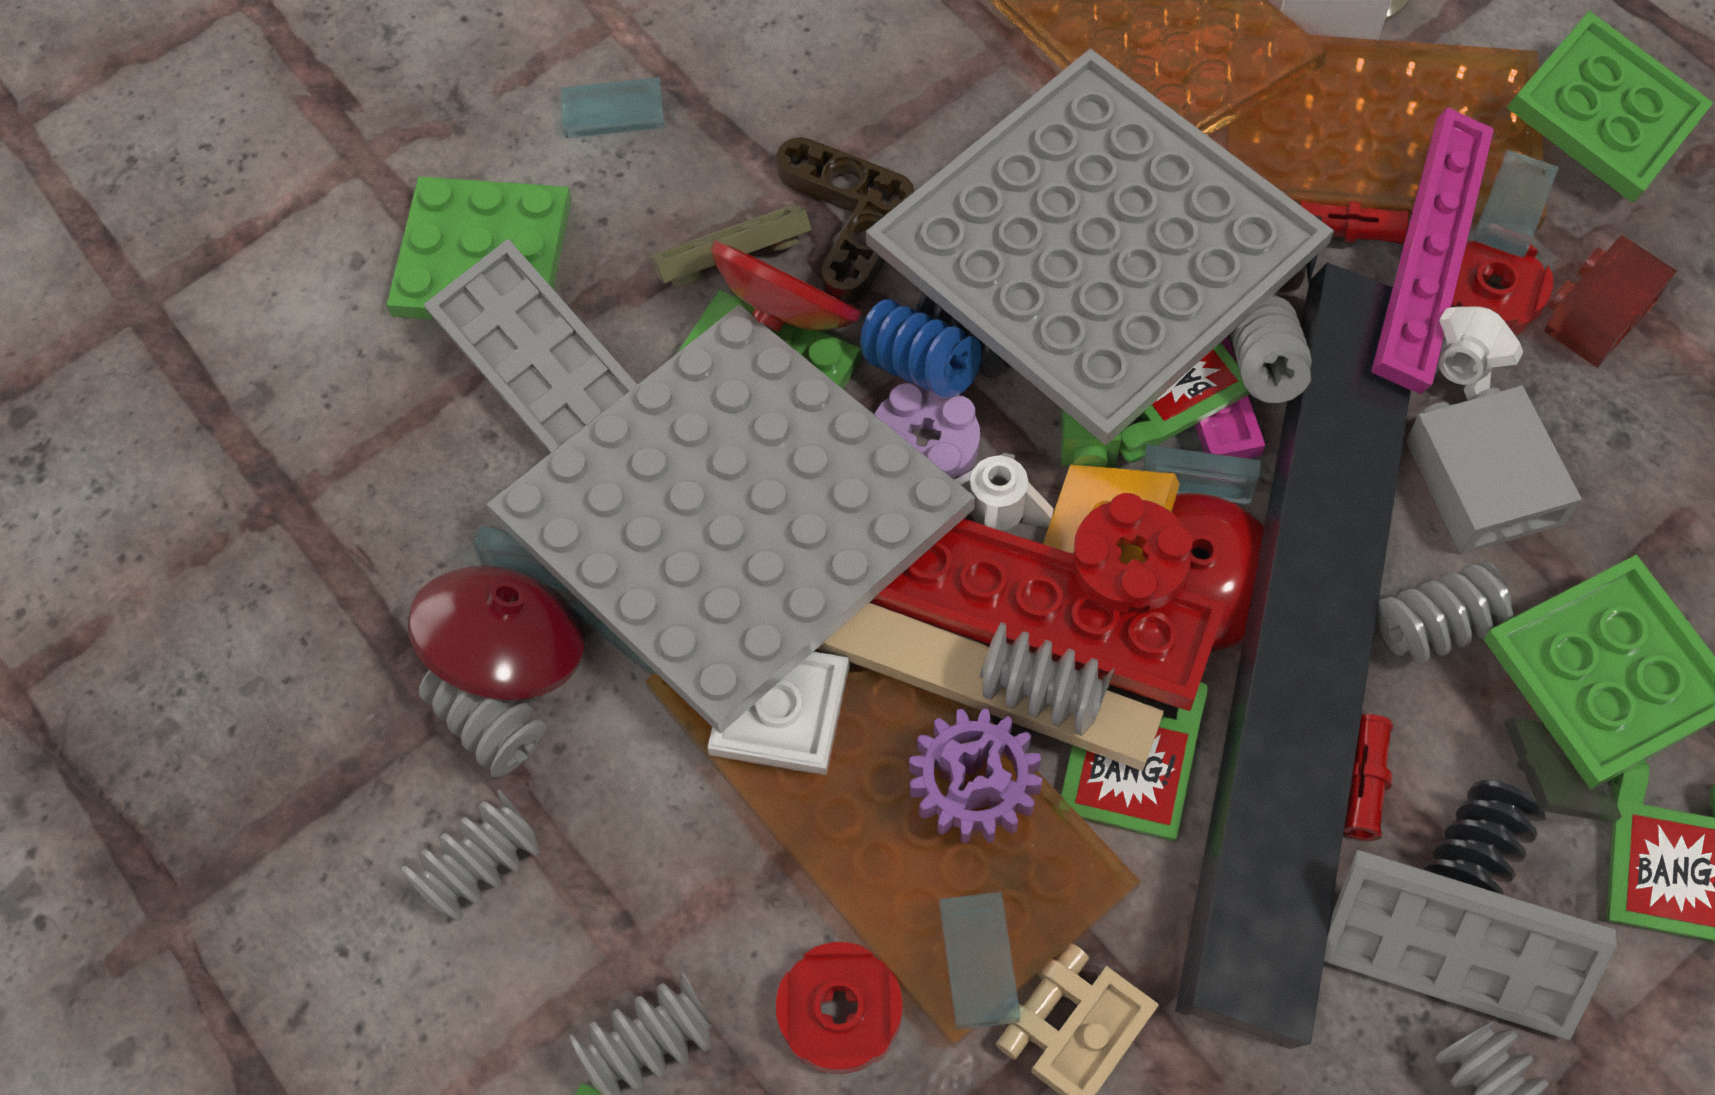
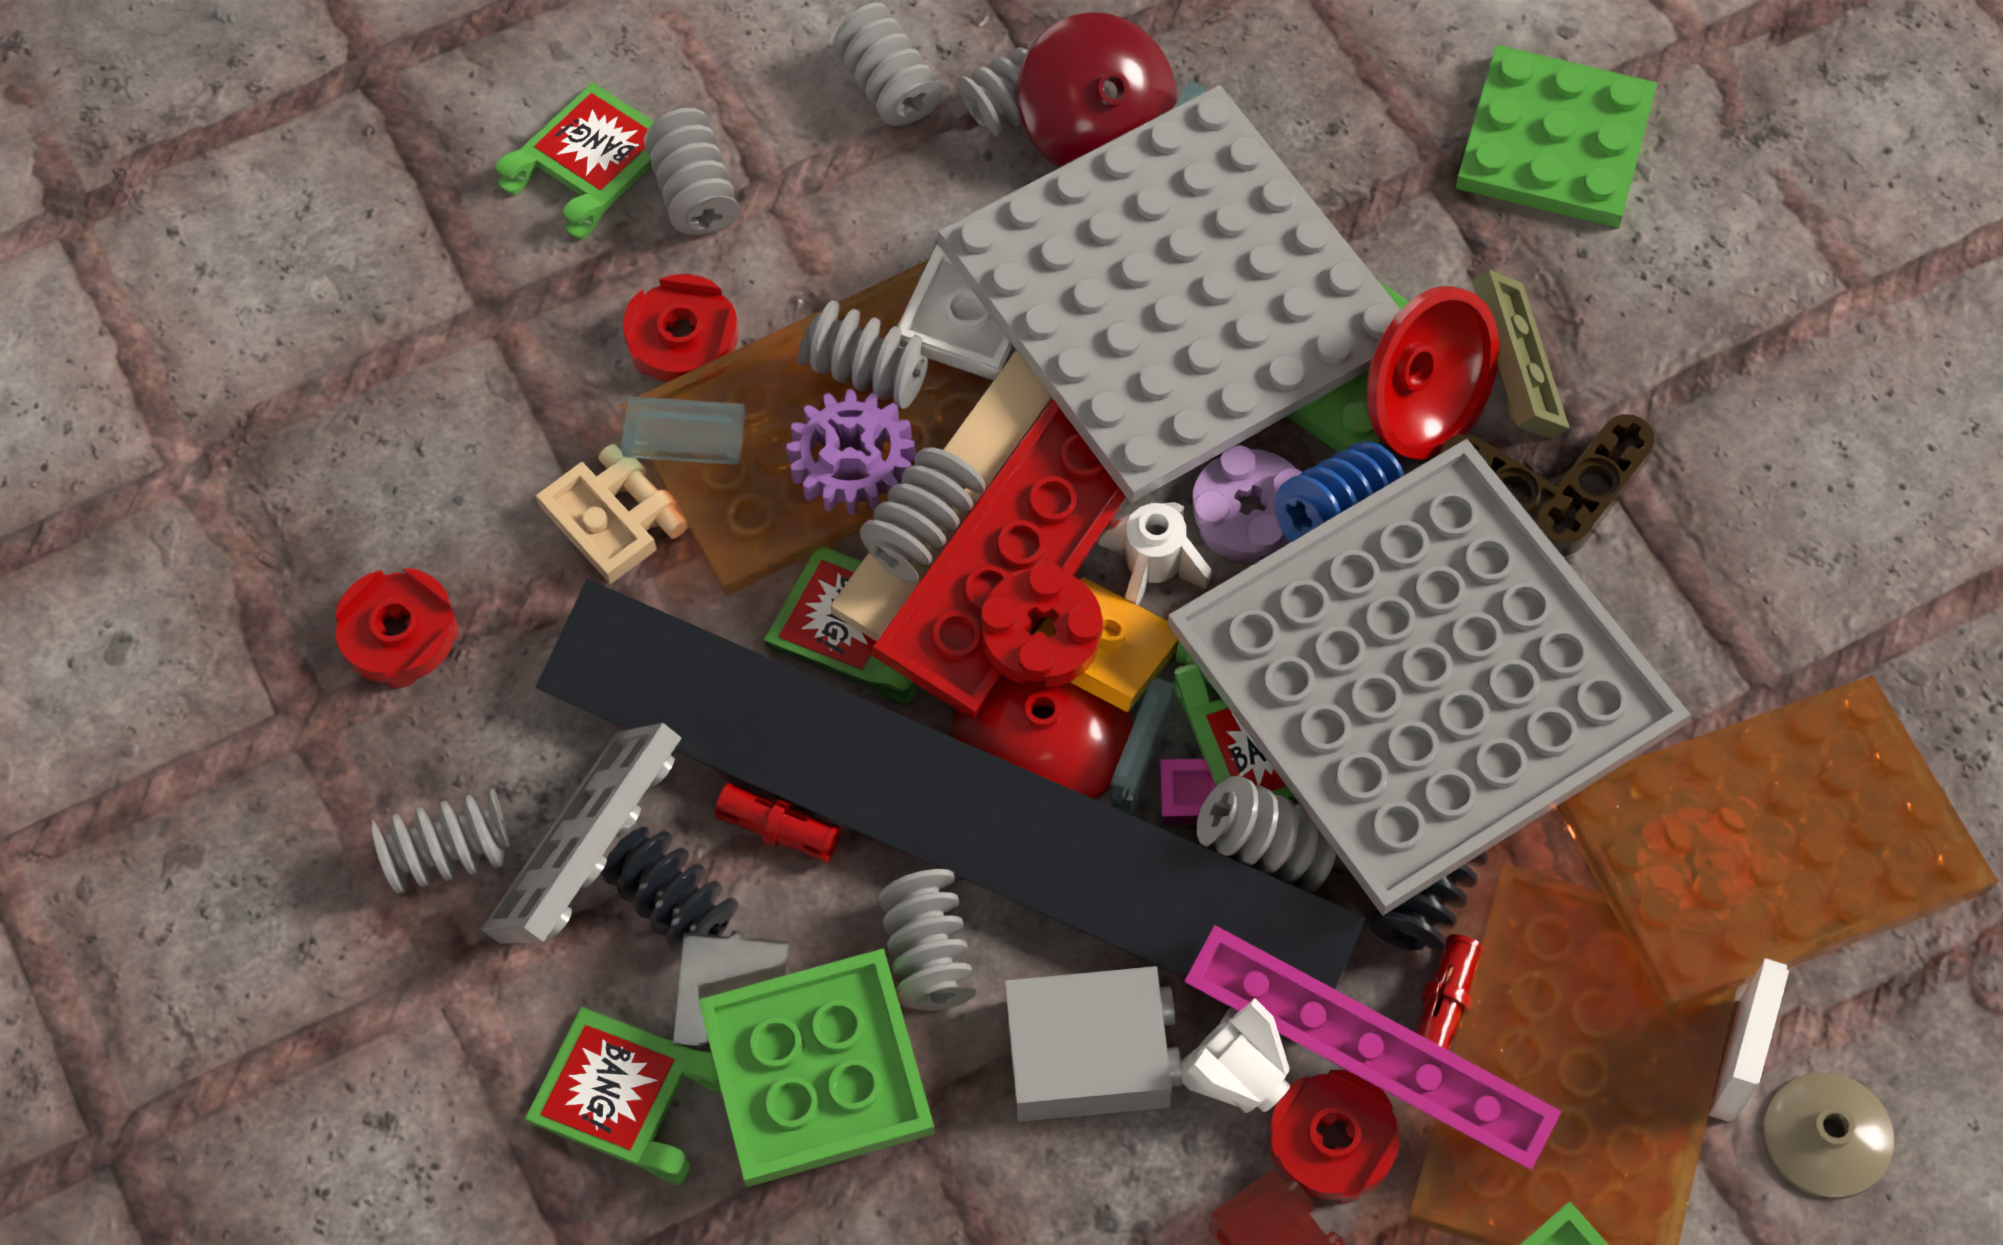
camera: 100 degrees right, 0 degrees up
(529, 345) = (1411, 153): light grey plate -> none
(612, 107) = (1734, 275): clear light blue tile -> none
(856, 784) = (864, 355): none -> light grey piece
(1515, 203) = (1429, 1175): clear light blue tile -> none

